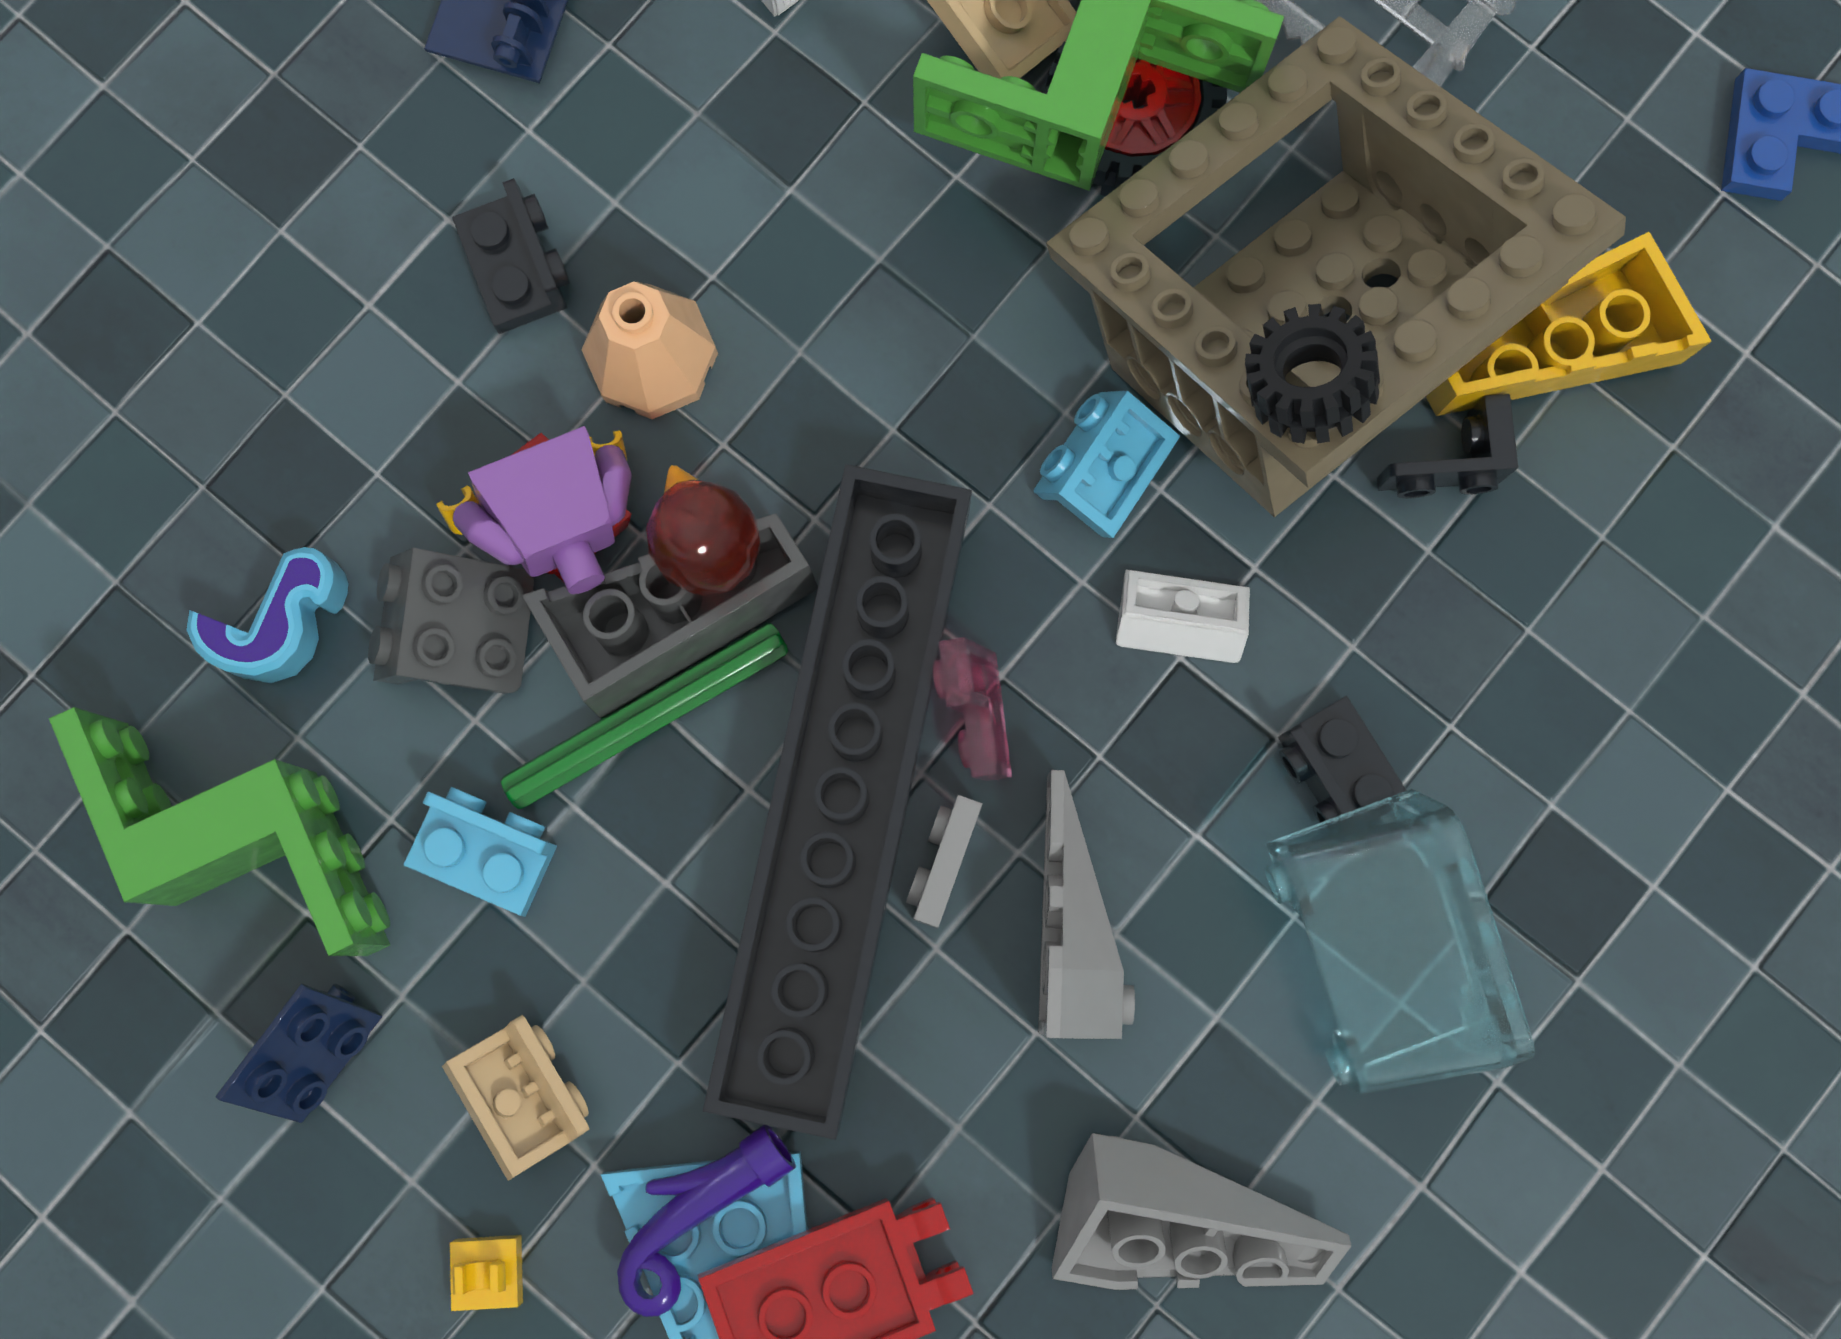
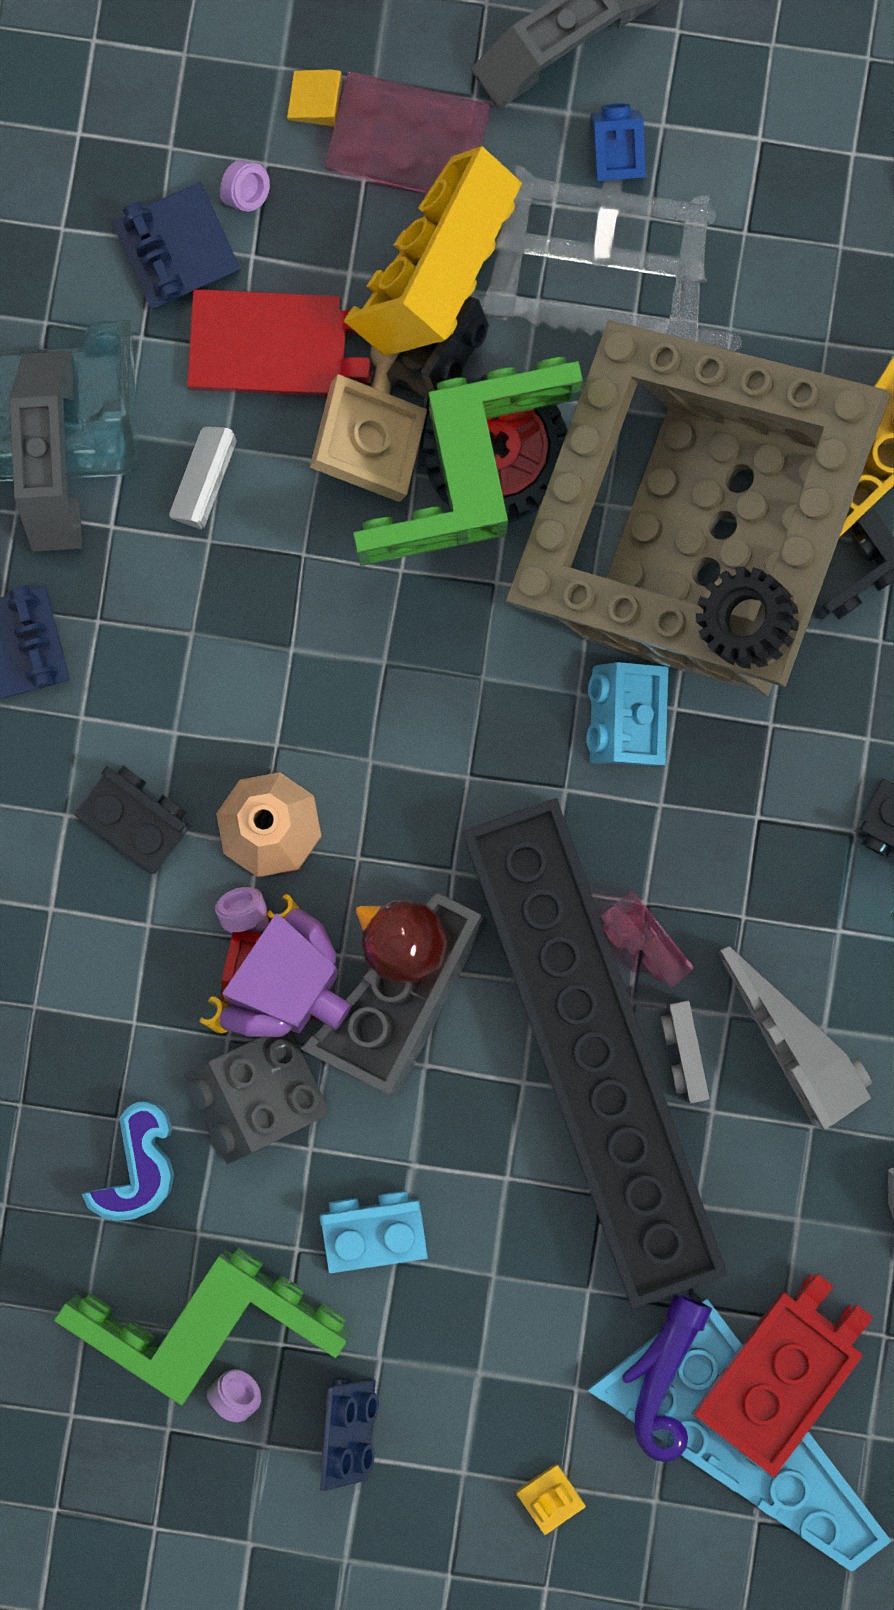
camera: 30 degrees left, 5 degrees up
(214, 936) = (234, 1395): none -> lavender tile
(518, 1096) = (502, 1374): tan bracket -> none
(559, 414) = (242, 910): none -> lavender tile
(644, 716) = (425, 1076): green axle -> none
(1183, 616) = (742, 788): white slope -> none

